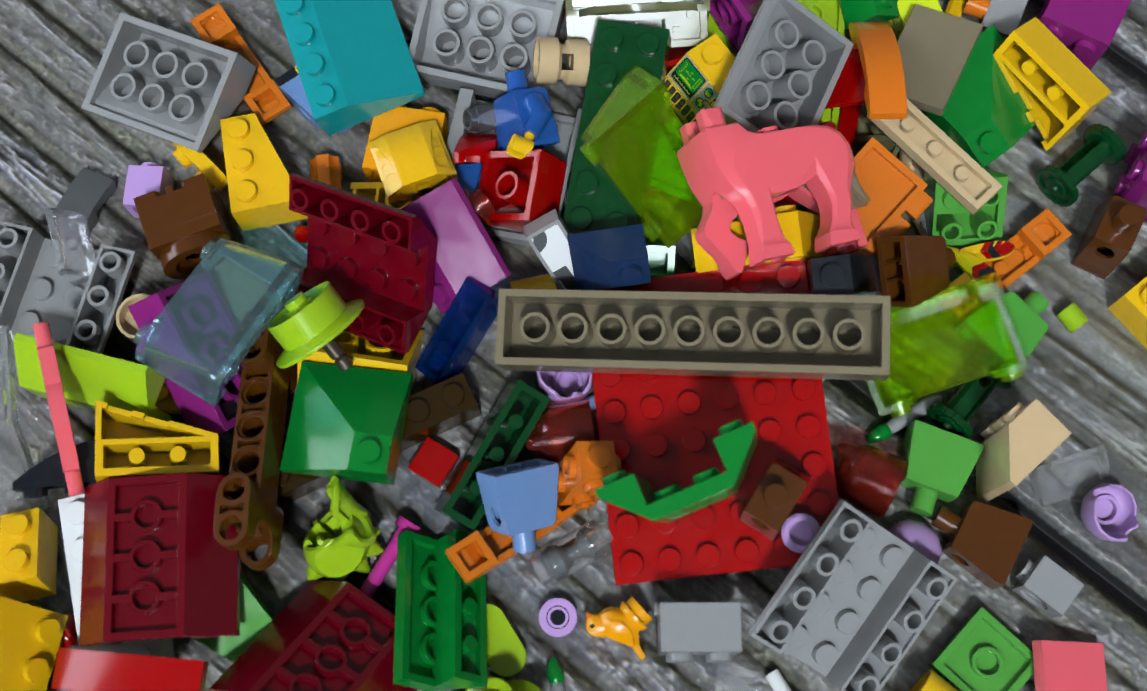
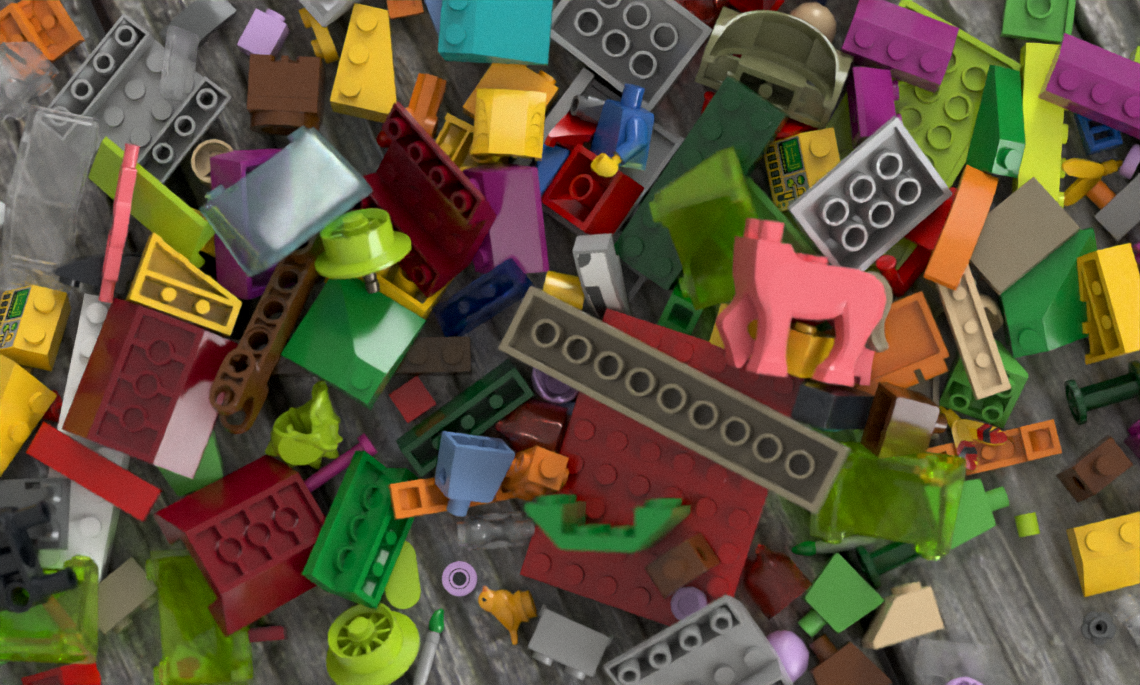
camera: 20 degrees right, 10 degrees up
(481, 204) = (550, 195): clear red plate -> none
(548, 61) = (668, 91): tan wheel -> none
(609, 258) = (638, 302): dark blue slope -> none

